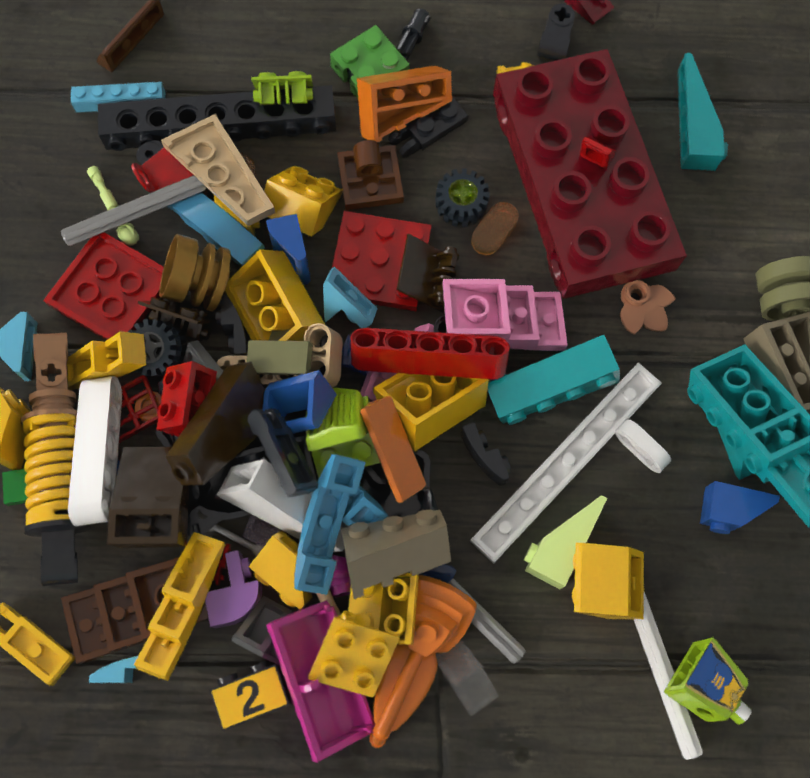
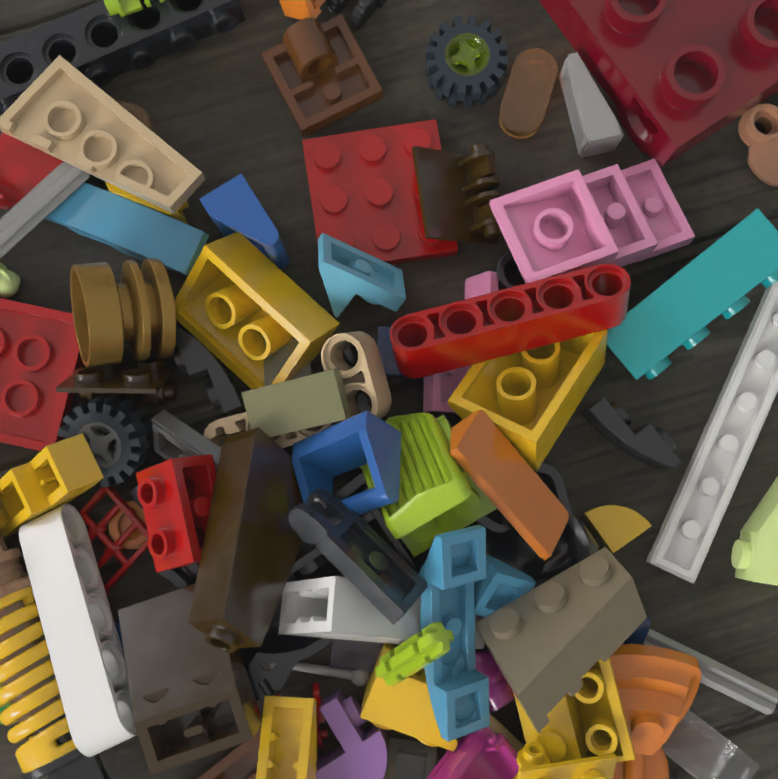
camera: 10 degrees left, 10 degrees up
(295, 527) = (414, 653): none -> lime axle
(302, 194) = (234, 139): yellow slope -> none
(457, 509) = (616, 525): none -> yellow tile
(528, 256) = (589, 113): none -> light grey slope

